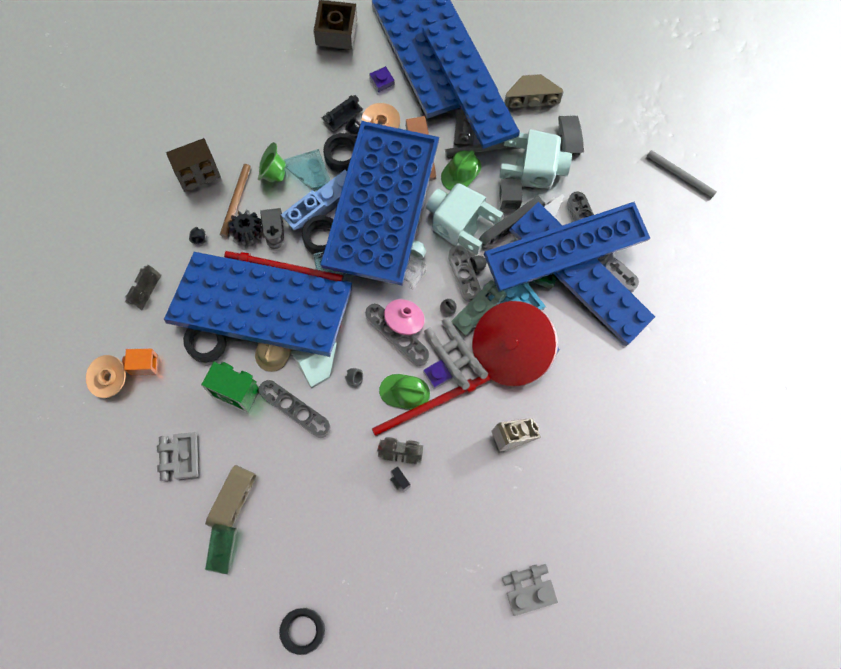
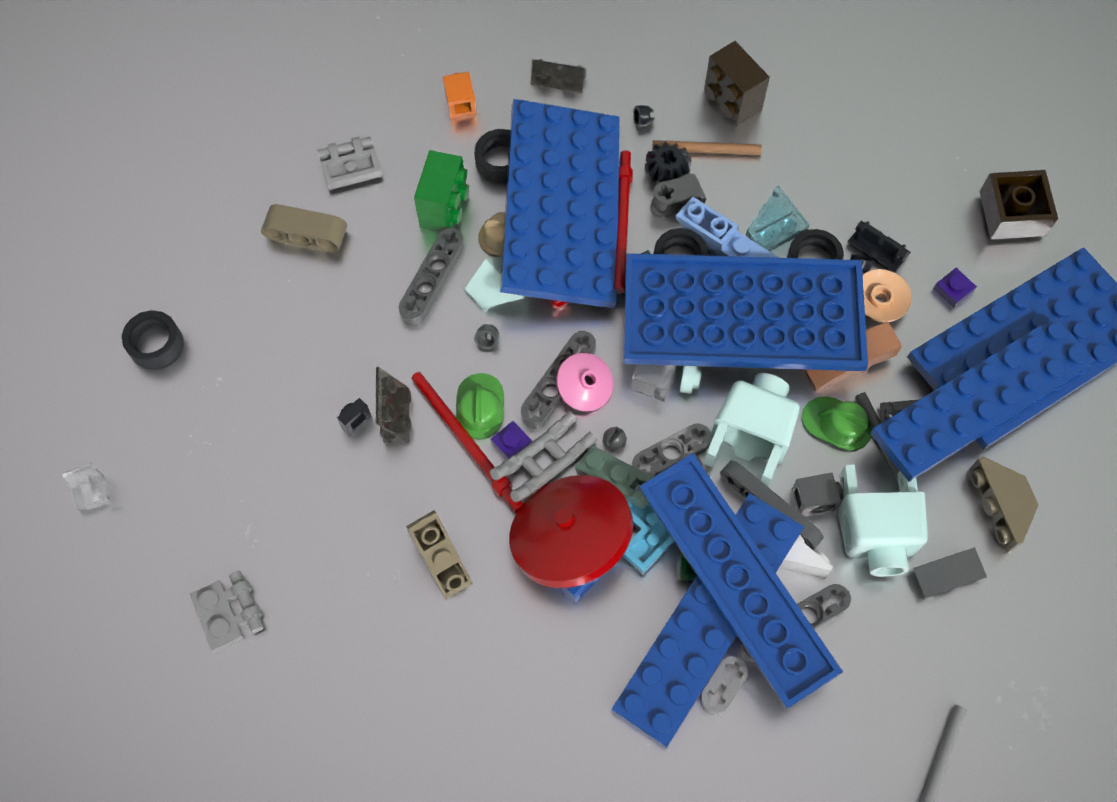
camera: 85 degrees right, 5 degrees down
(98, 376) = (433, 63): light nougat dish -> none
(220, 548) = (241, 229): clear green plate -> none
(272, 165) = (762, 178): bright green piece -> none

